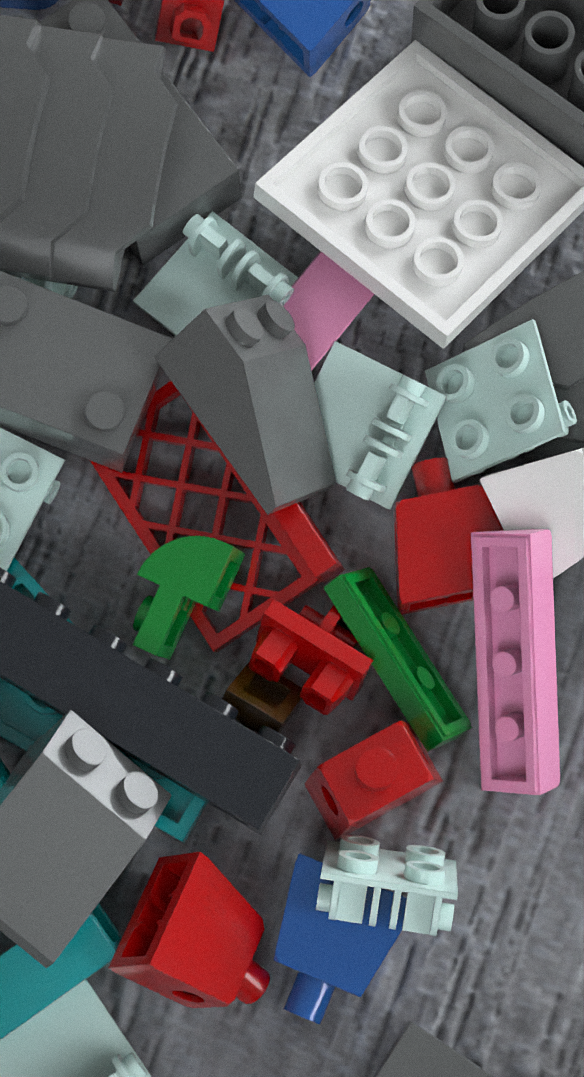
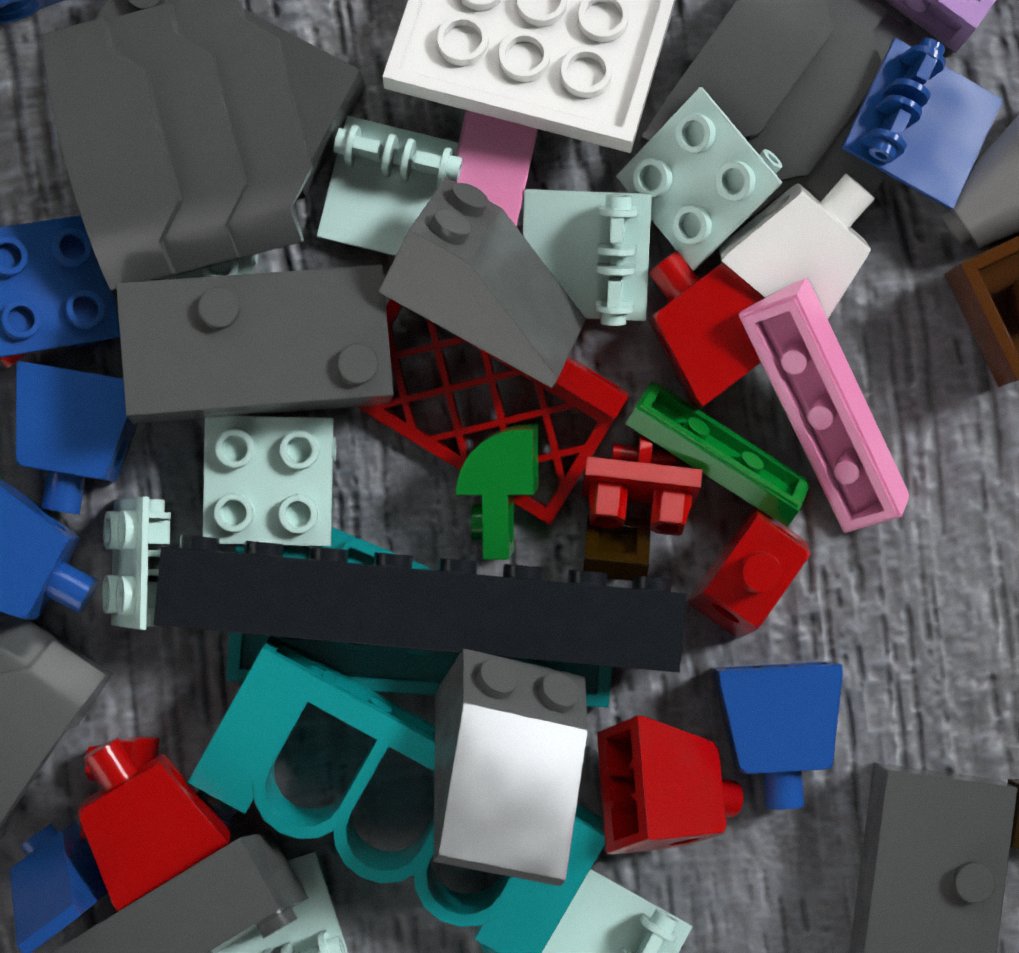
camera: 30 degrees left, 10 degrees up
(419, 871) = (824, 640): light aqua hinge -> none

